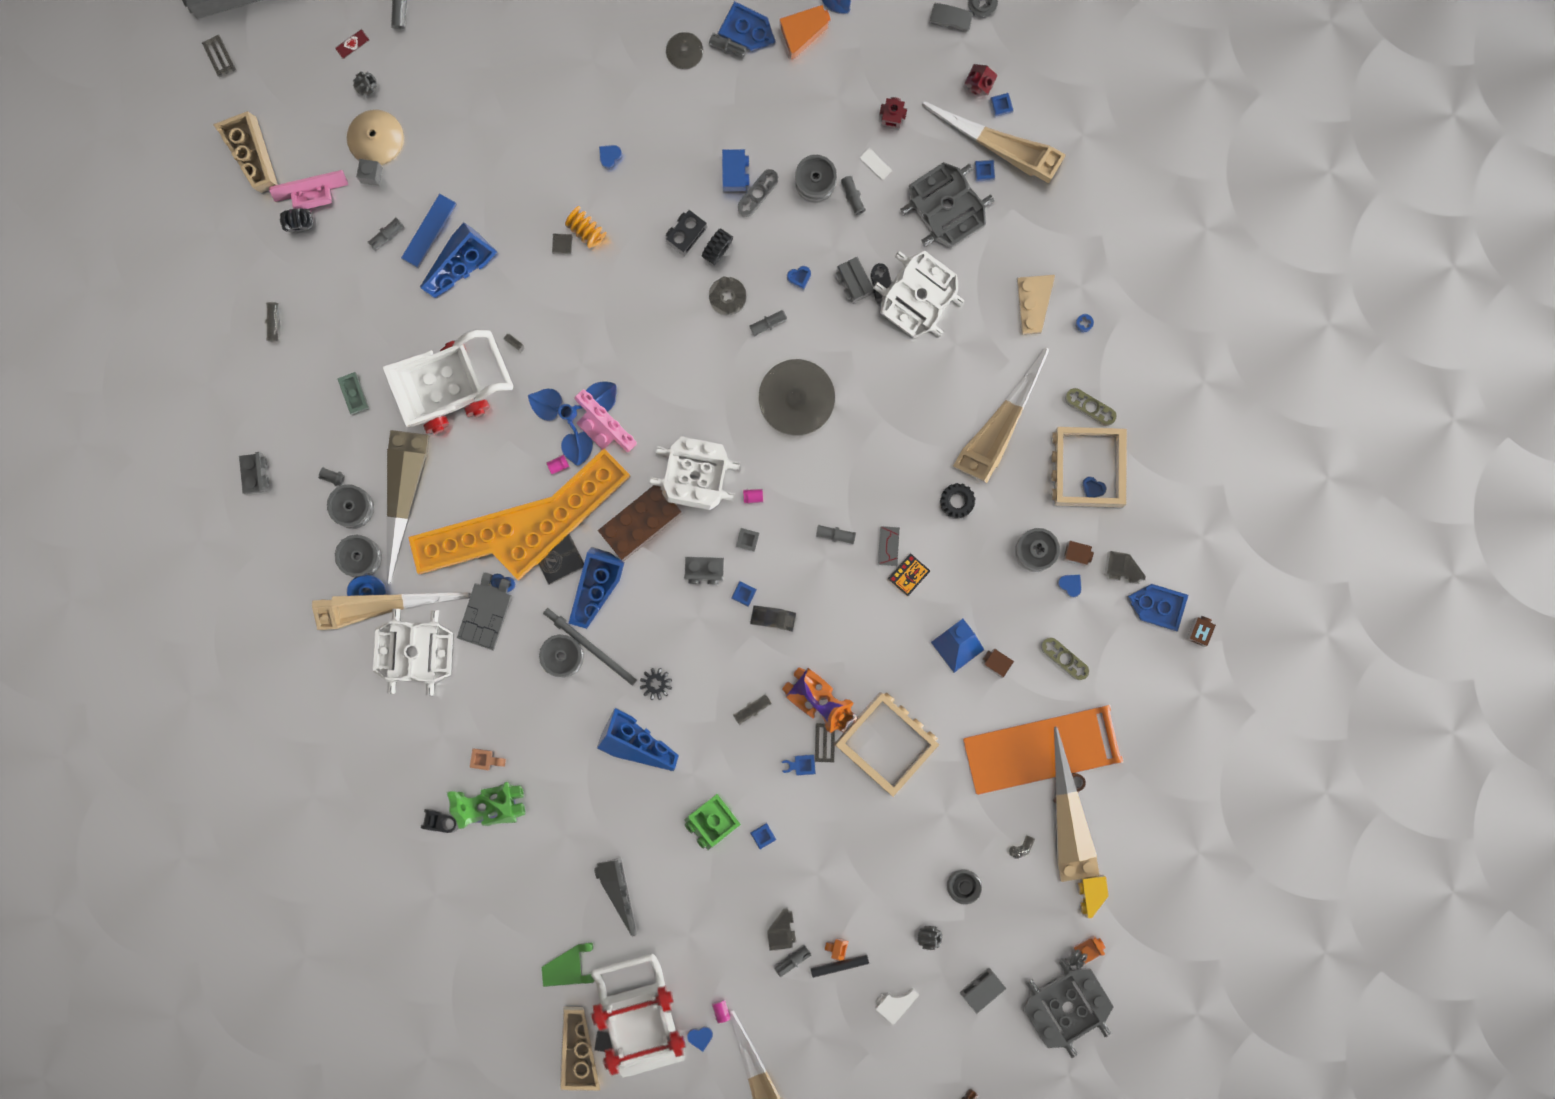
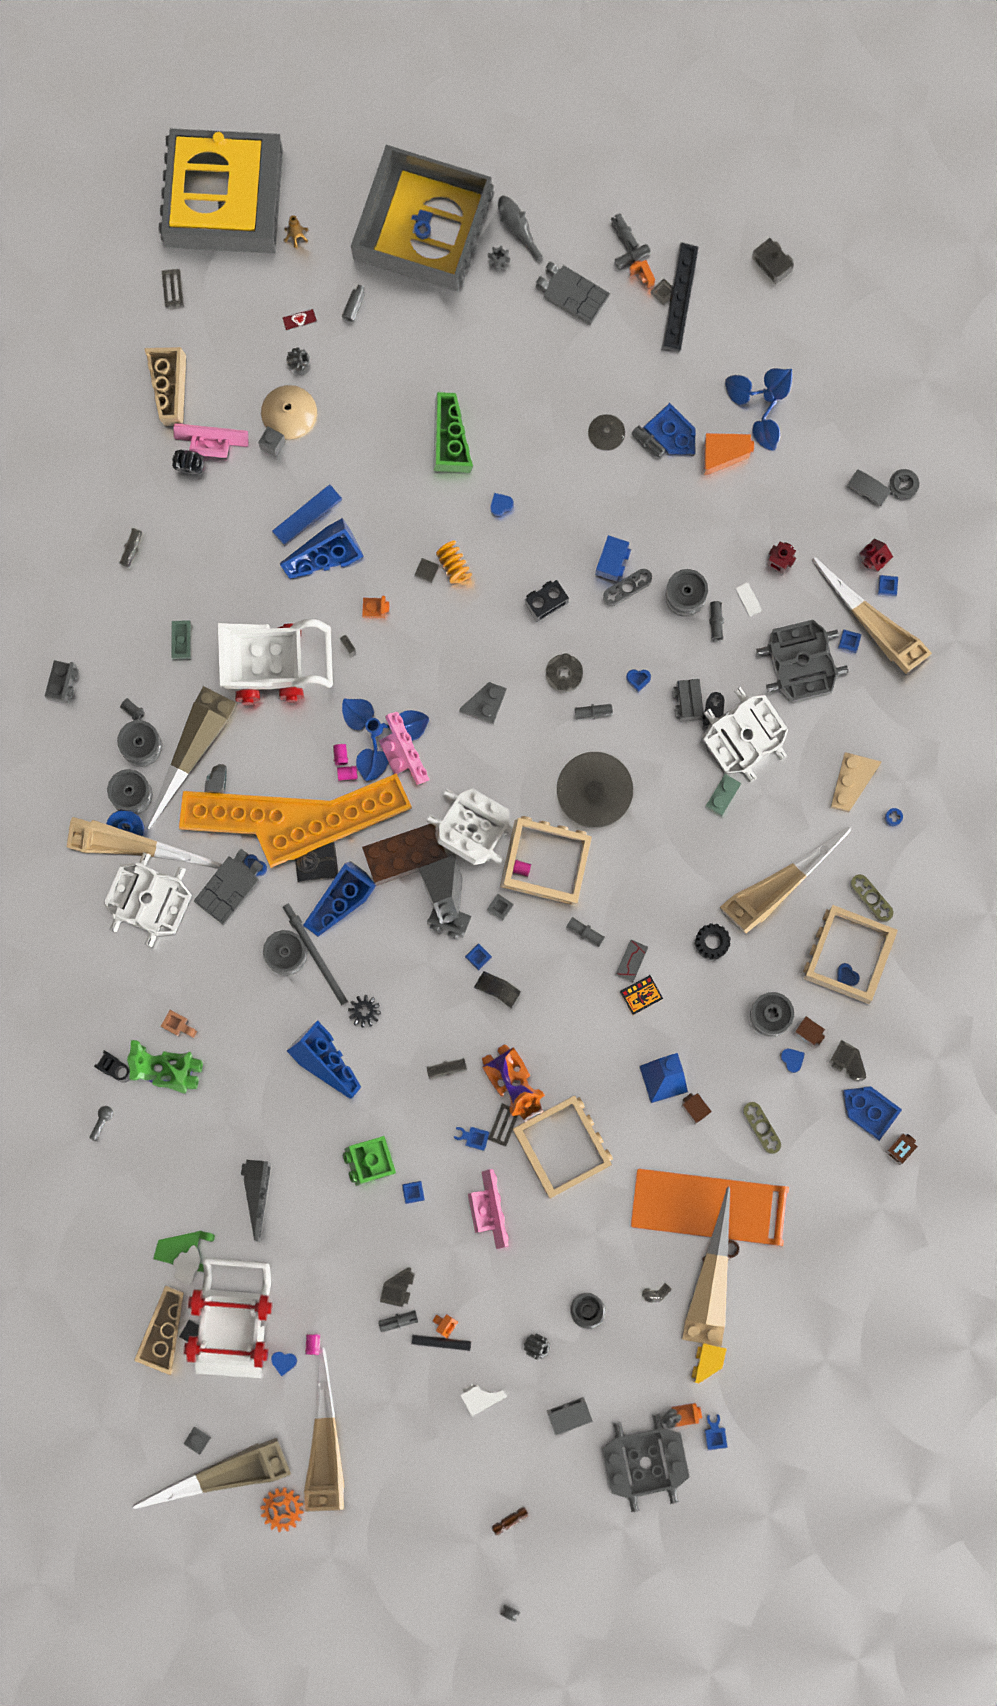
camera: 20 degrees right, 5 degrees down
(385, 234) = (266, 503): dark grey pin -> none
(436, 515) = (216, 780): none -> dark grey rock
(447, 868) = (105, 1113): none -> dark grey bar
(526, 296) = (375, 607): none -> orange bracket
(539, 112) = (450, 442): none -> bright green wedge
(544, 449) = (340, 754): none -> dark pink piece
(577, 981) = (186, 1265): none -> white sticker
(664, 351) = (485, 703): none -> dark grey wing
(688, 540) = (443, 887): none -> dark grey slope
(717, 246) = (571, 623): black tyre -> none
(745, 514) = (508, 883): none -> tan window
(838, 828) = (487, 1210): none -> bright pink bracket
(918, 359) = (723, 795): none -> sand green plate
(1123, 959) = (715, 1436): none -> blue plate

